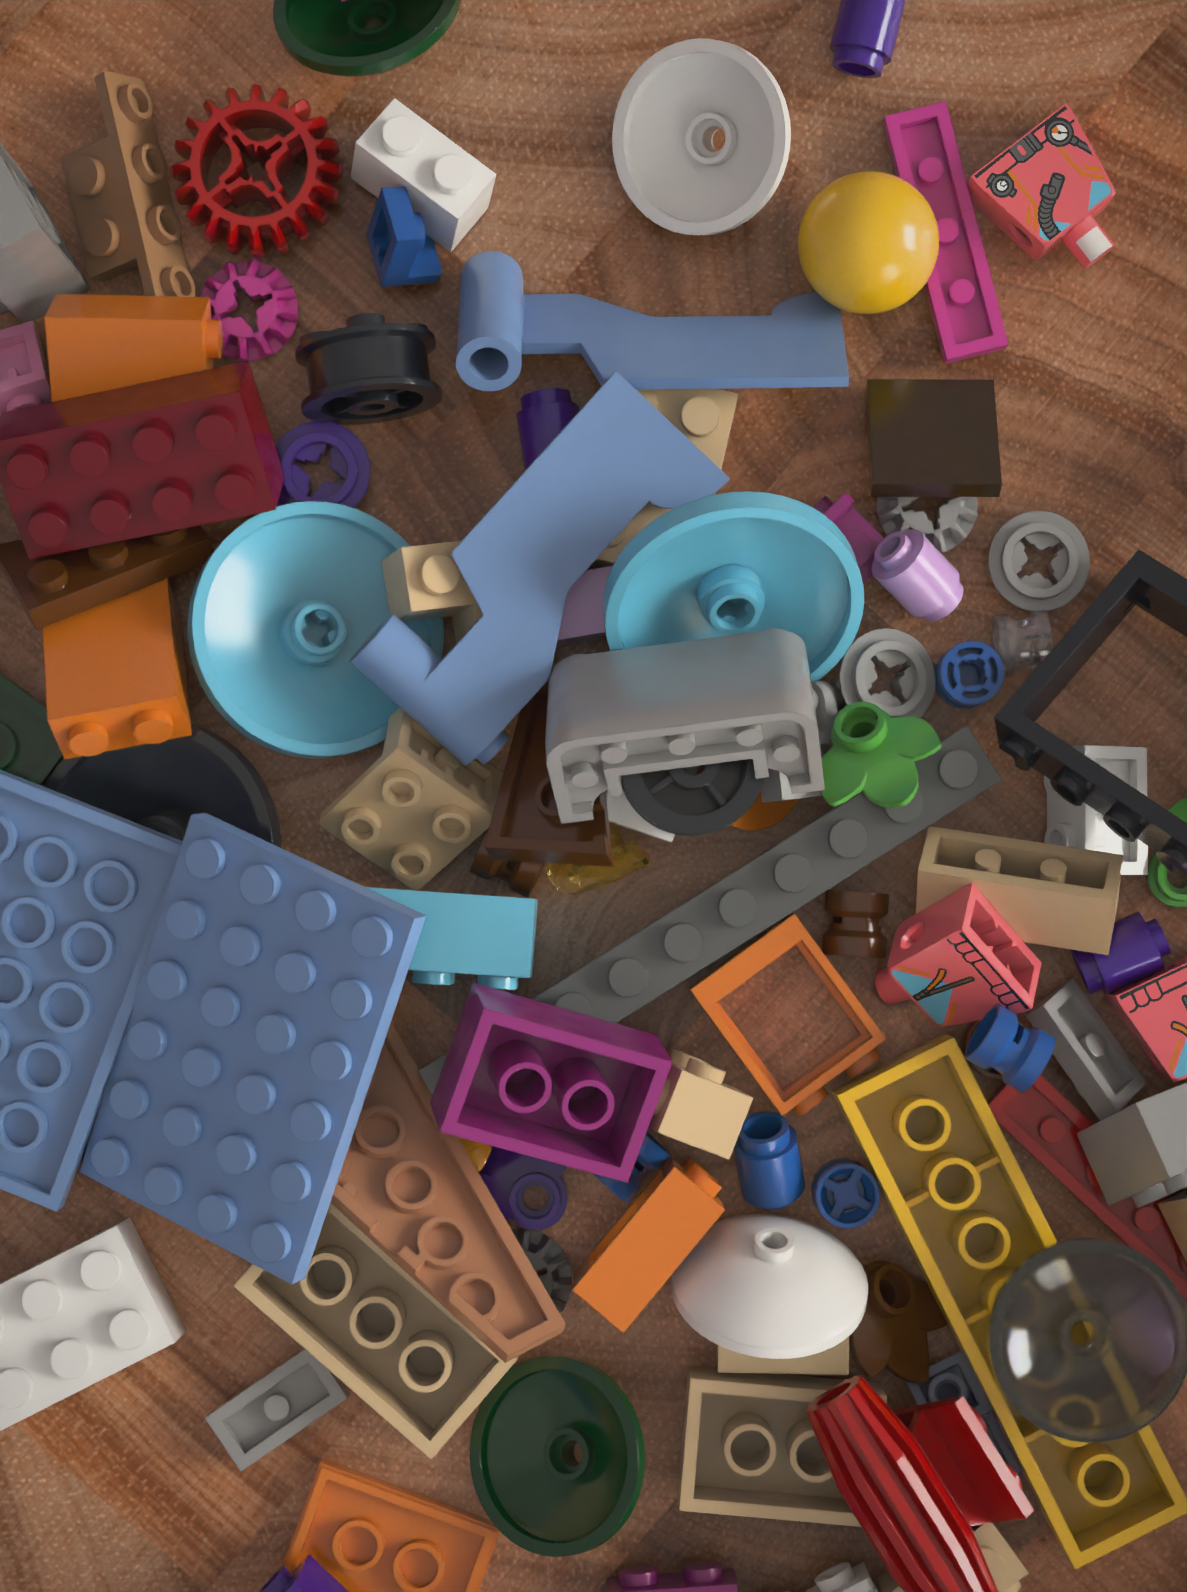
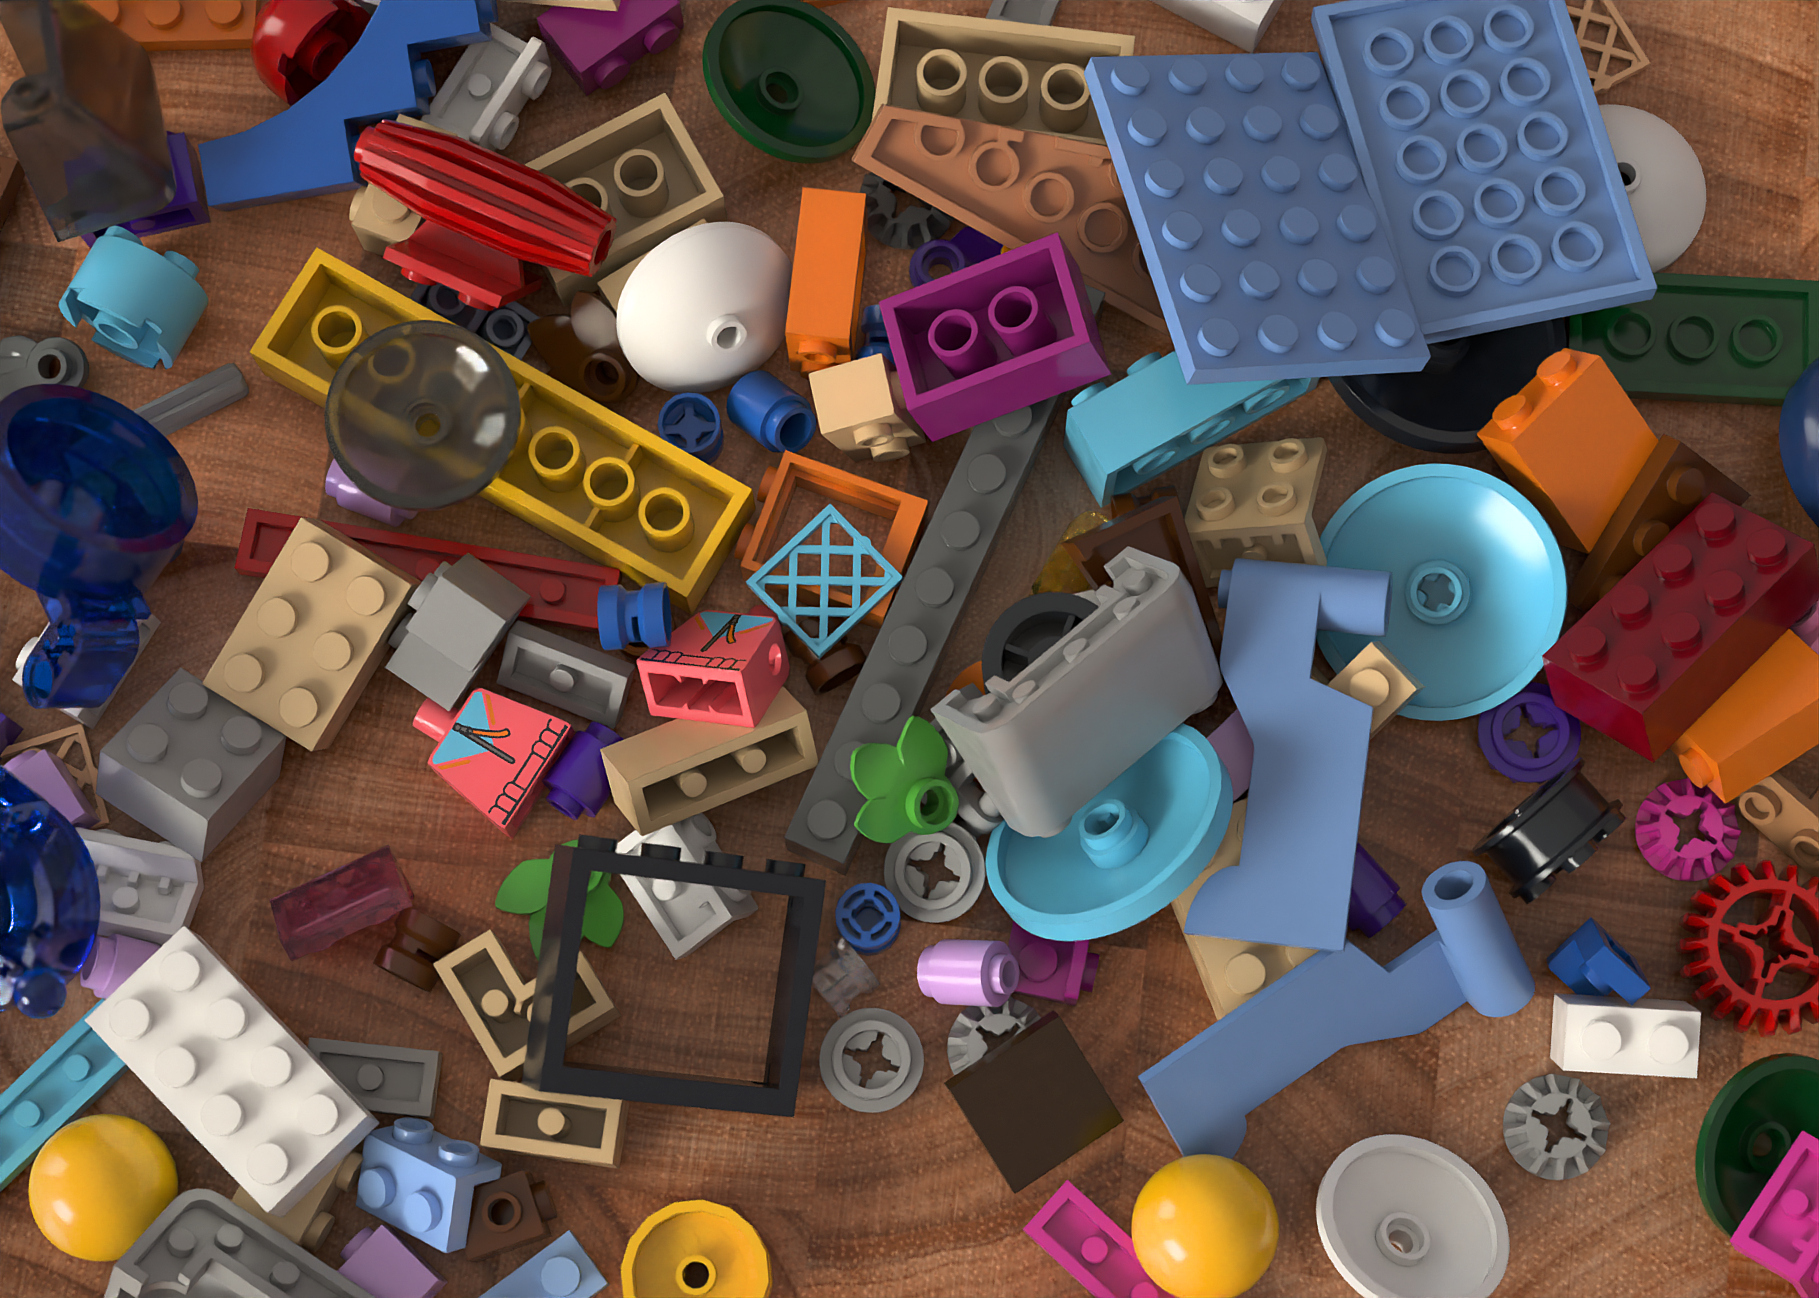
camera: 145 degrees right, 10 degrees down
(553, 155) = (1527, 1137): none -> light grey gear
(875, 967) = (861, 546): none -> medium azure window

